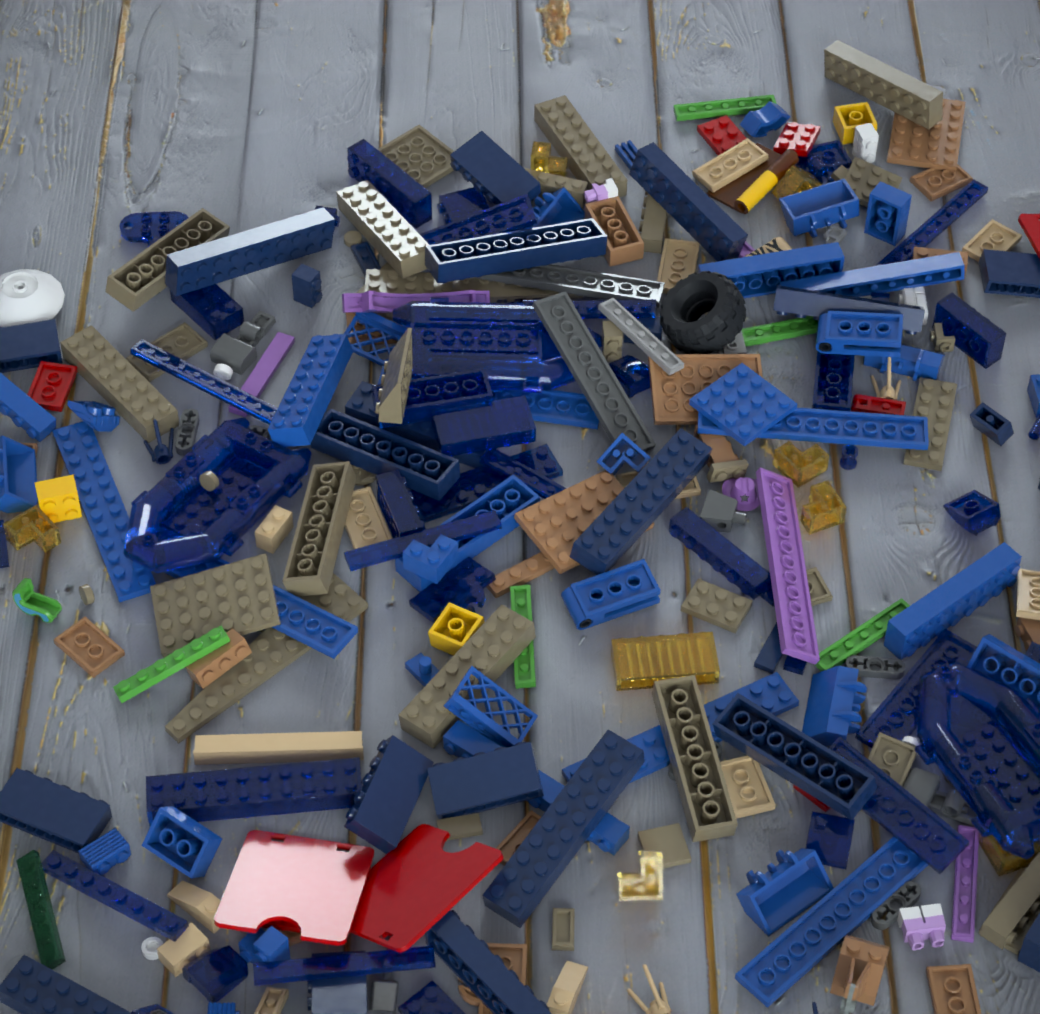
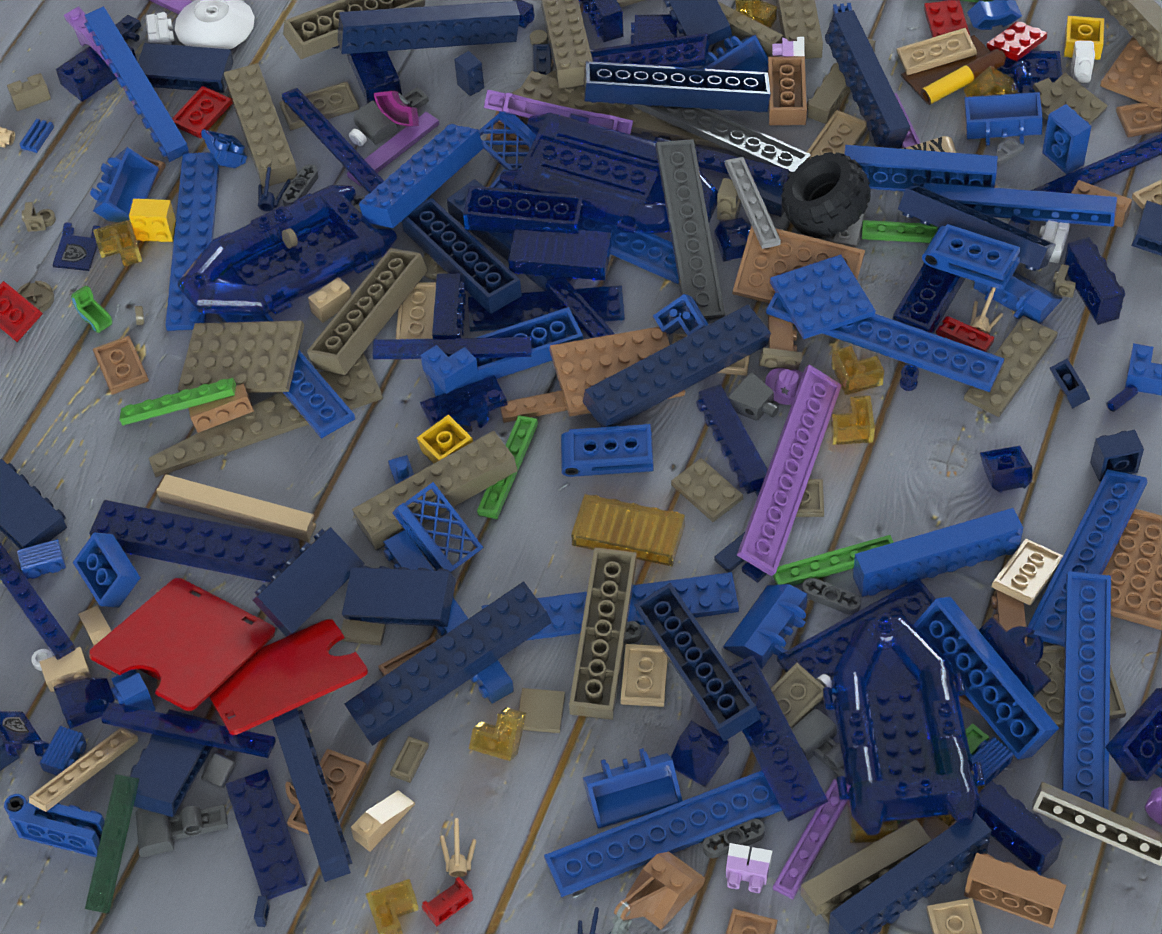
camera: 25 degrees right, 5 degrees up
(254, 336) = (395, 109): none -> magenta brick
(396, 381) = (488, 189): dark tan slope -> none

